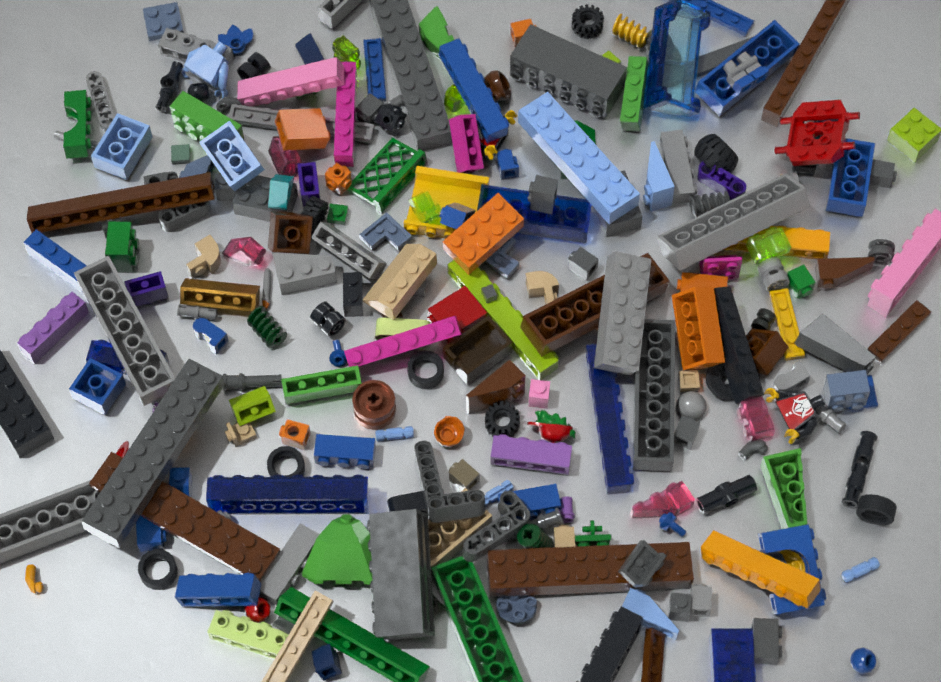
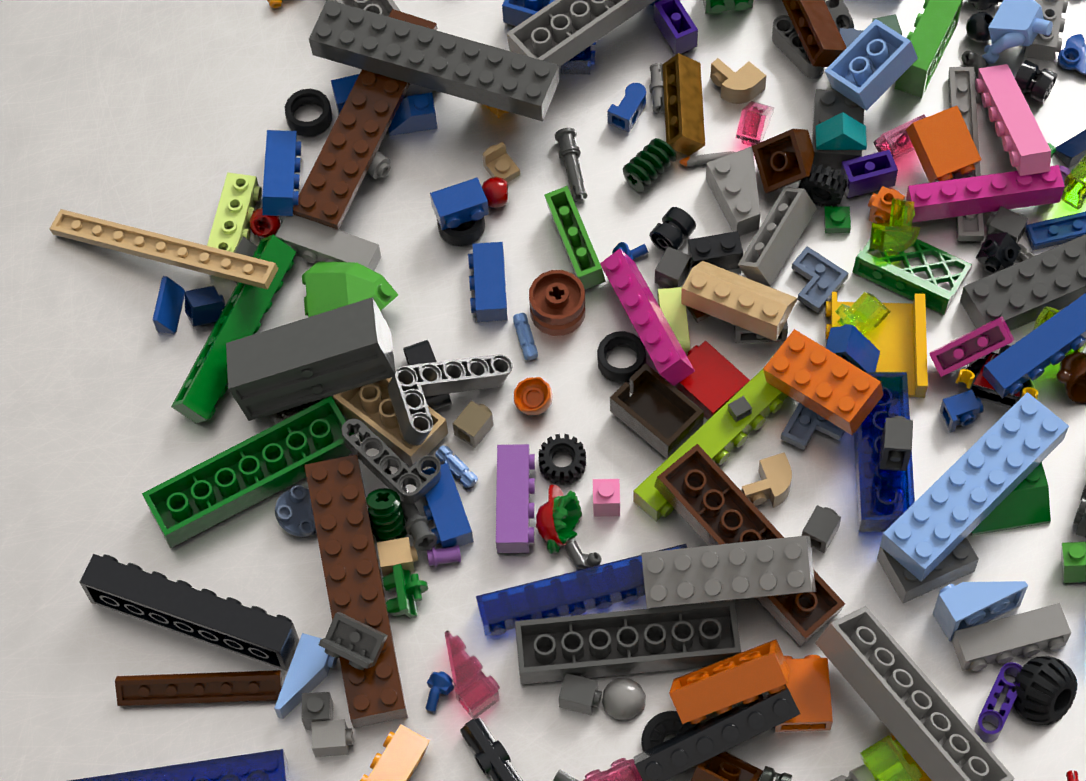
camera: 85 degrees right, 0 degrees up
(252, 405) = (533, 167): lime brick -> none
(266, 437) = (496, 191): none -> red piece
(278, 455) = (459, 204): none -> blue brick
(288, 494) = (416, 227): clear blue brick -> none
(298, 441) = (504, 231): orange brick -> none
(359, 325) = (672, 268): none -> dark grey brick
(365, 170) = (900, 232): none -> clear neon green brick
(503, 385) = (605, 445): reddish brown slope -> none
(583, 417) = (580, 559): none -> dark grey arm
(689, 380) = (658, 690): tan plate -> none
(707, 203) = (950, 685): dark grey piece -> none
(721, 266) = (856, 718): dark pink bracket -> none

